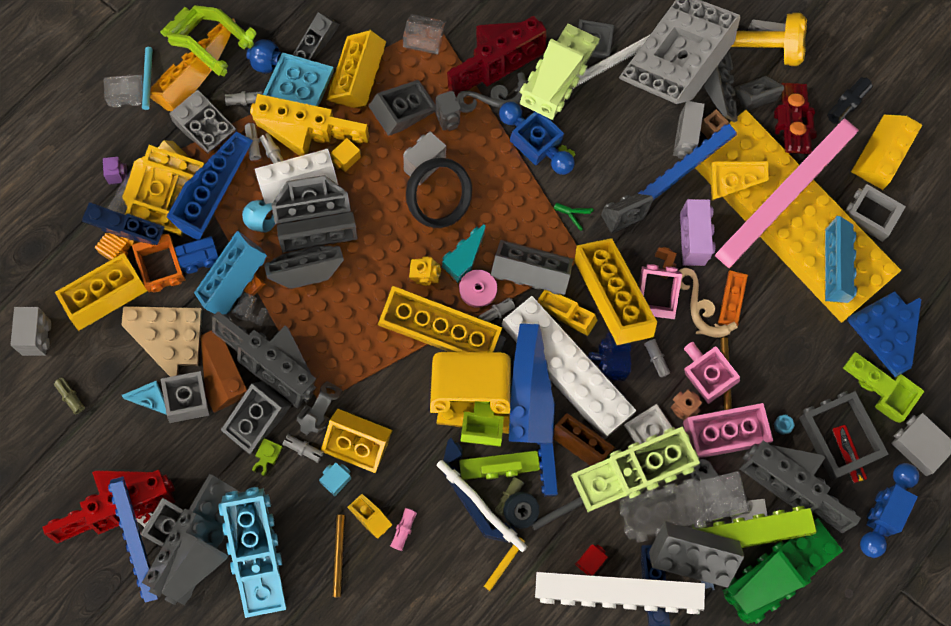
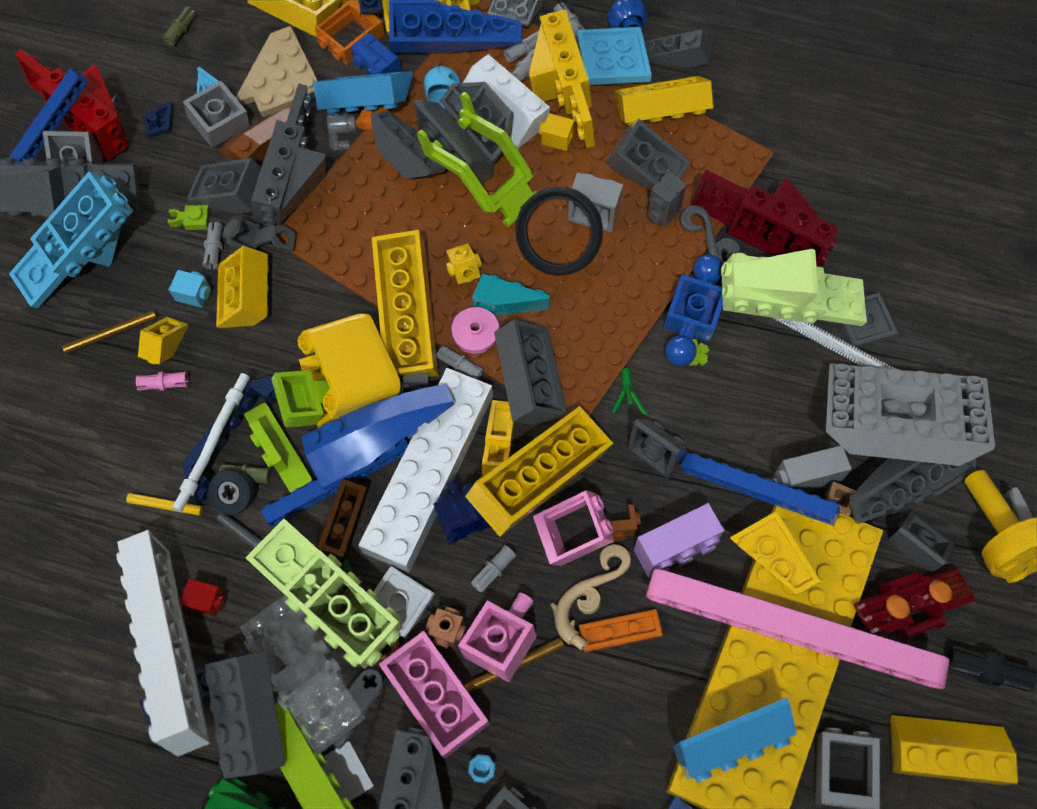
camera: 75 degrees right, 5 degrees down
(157, 447) = (159, 120): none -> dark blue piece
(382, 207) = (513, 192): none -> lime piece
(423, 34) = (747, 139): clear slope -> none

